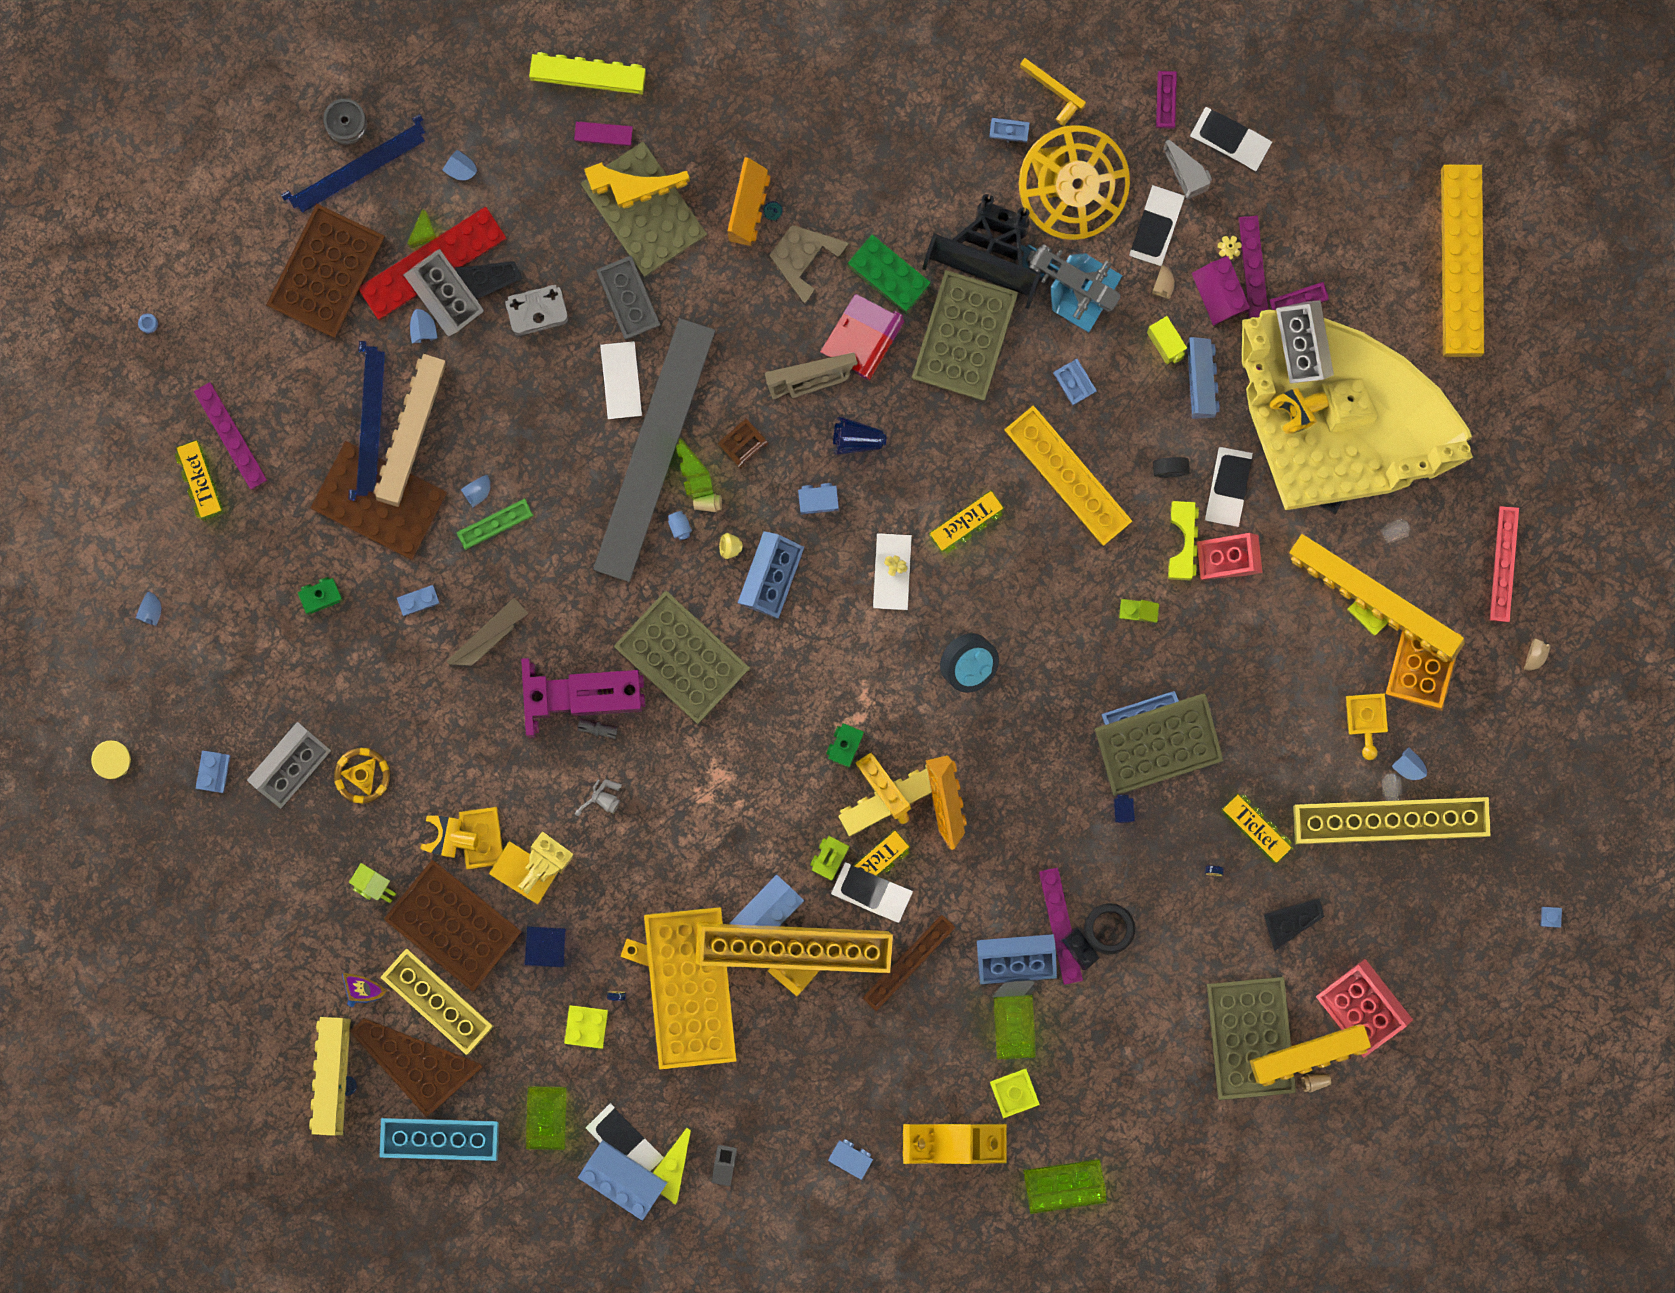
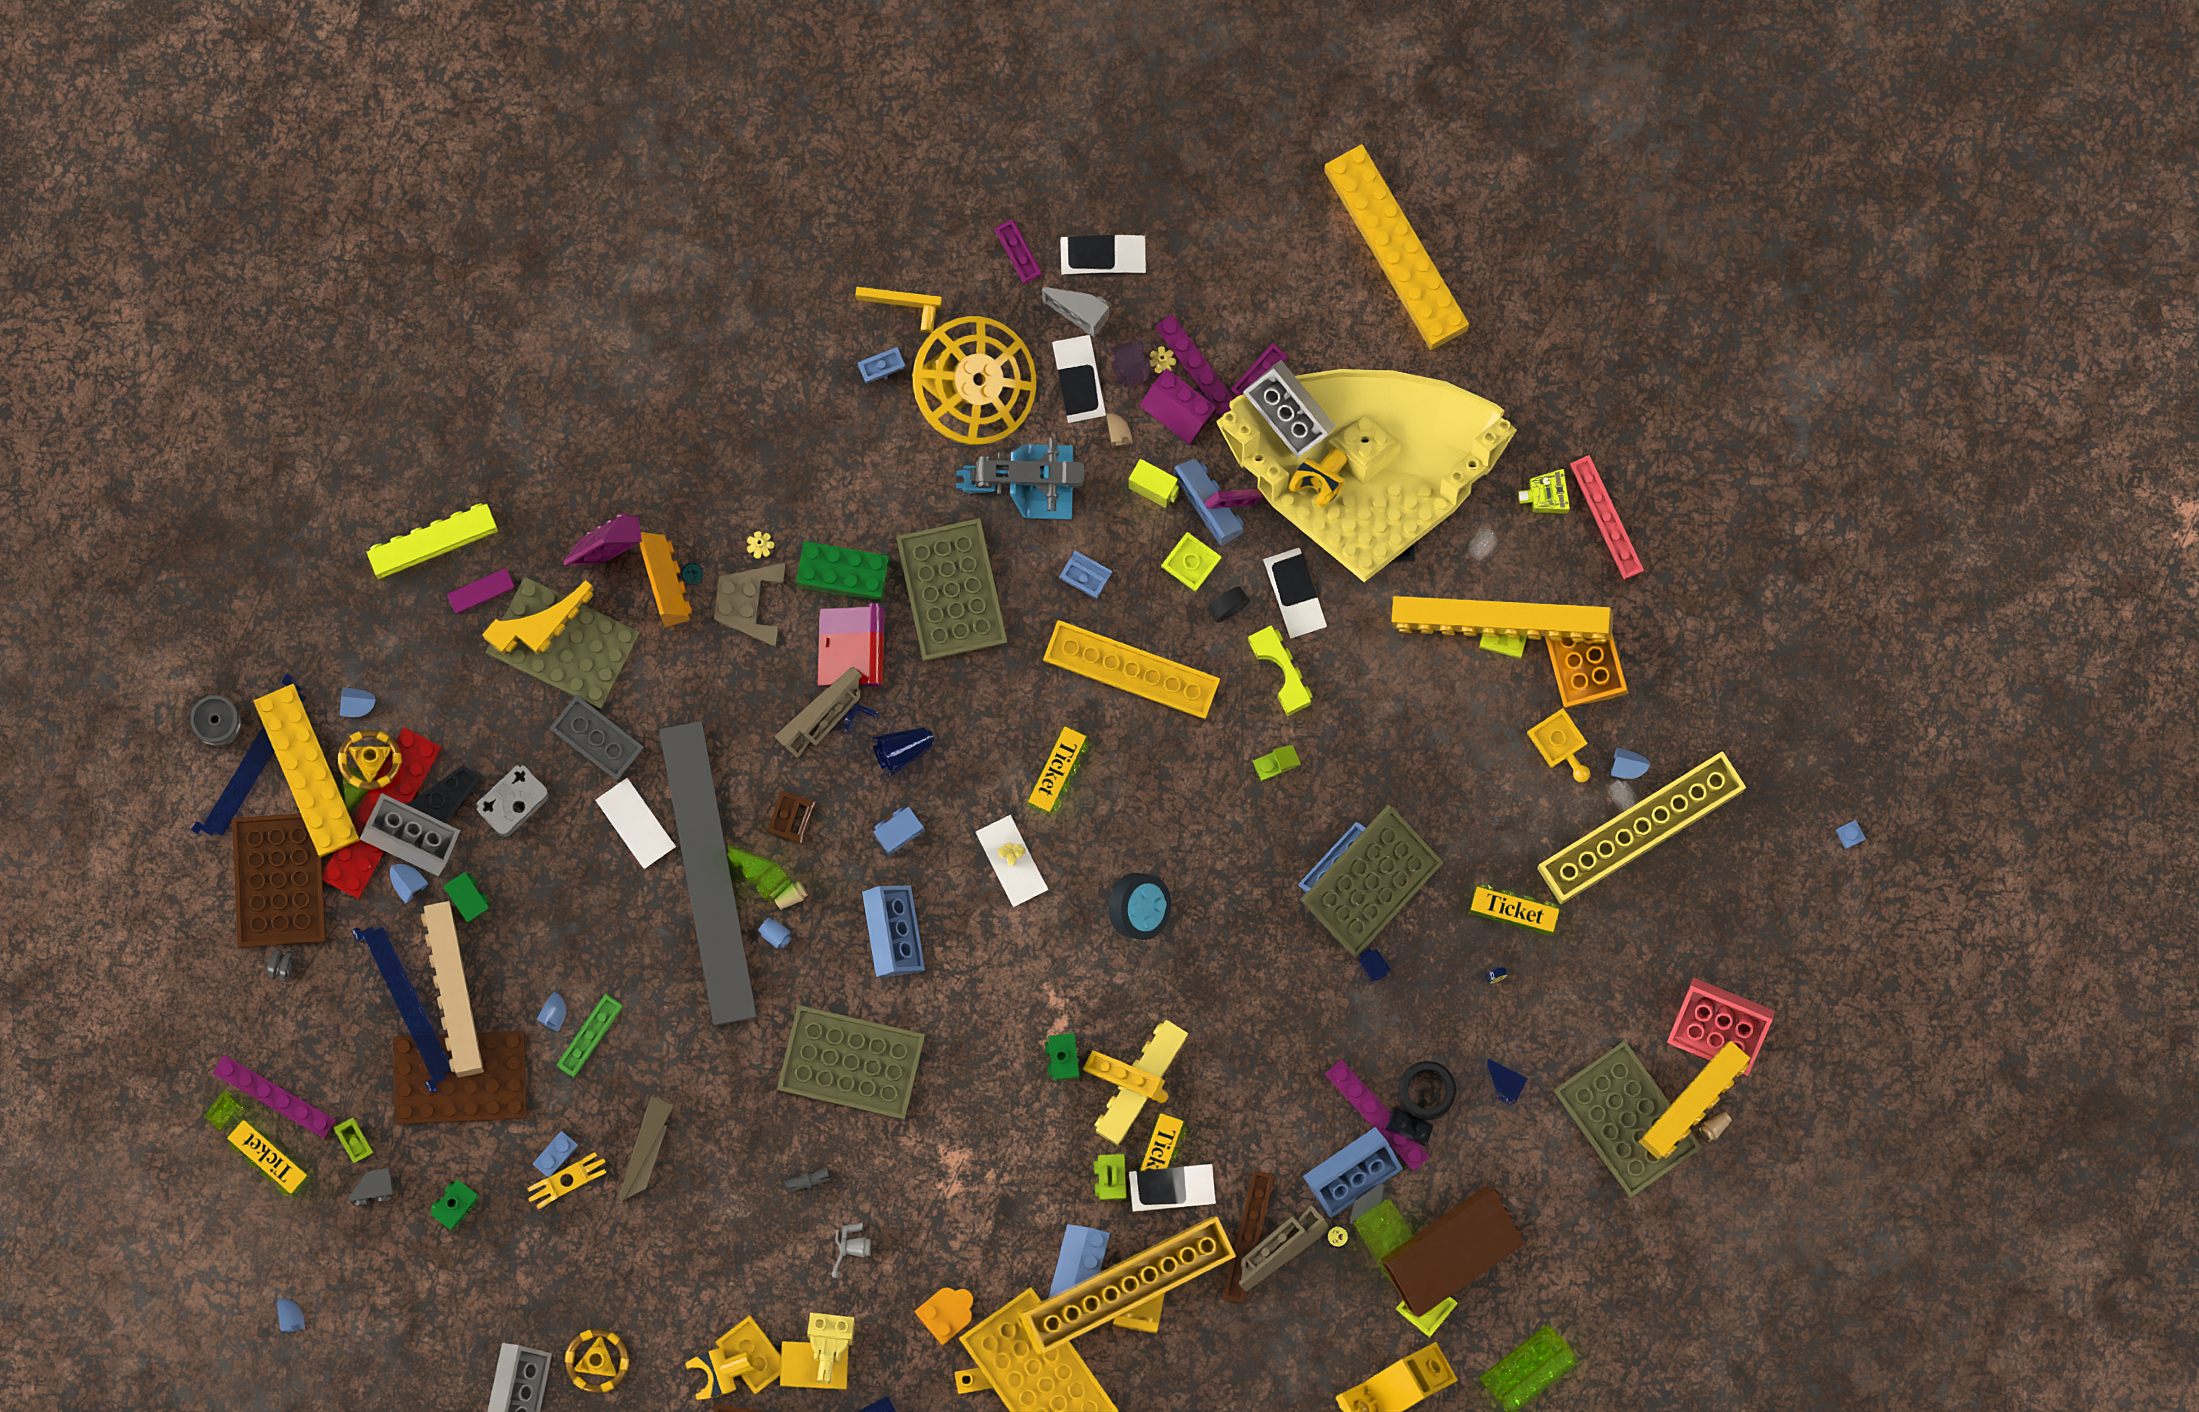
camera: 30 degrees left, 5 degrees down
(148, 323) = (128, 1031): medium blue tile -> none
(186, 425) = (223, 1110): none -> clear neon green slope
(266, 546) = (373, 1186): none -> dark grey slope
(271, 503) = (353, 1140): none -> lime slope
(290, 337) = (280, 965): none -> dark grey wheel
(393, 198) = (306, 770): none -> yellow plate
(403, 625) = (554, 1185): none -> yellow piece
(445, 217) = (369, 759): none -> yellow piece
(460, 364) = (466, 896): none -> green brick
(579, 694) = (771, 1156): magenta brick -> none
(646, 890) = (946, 1313): none -> light orange plate
(718, 149) = (606, 541): none -> magenta slope
(730, 546) = (836, 925): light yellow cone -> none
(832, 390) = (851, 715): none -> clear blue bracket
(841, 220) = (762, 548): none -> light yellow plant
(929, 985) = (1281, 1247): none -> dark tan wedge
(946, 799) = (1194, 1053): light orange slope -> none
(977, 1001) = (1337, 1237): none -> light yellow tile
(984, 264) = (930, 509): black piece -> none
(1057, 1063) = (1452, 1251): none -> reddish brown brick
(1162, 417) = (1191, 562): none -> neon yellow plate
(1173, 957) = (1505, 1082): none -> clear blue slope
(1202, 236) = (1129, 363): none -> clear purple brick
(1222, 387) = (1234, 498): none -> magenta tile
(1229, 556) = (1335, 659): coral slope -> none
(1291, 920) = (1600, 981): black wing -> none
(1468, 519) = (1547, 493): none -> neon yellow torso
(1537, 655) = (1689, 588): tan brick -> none

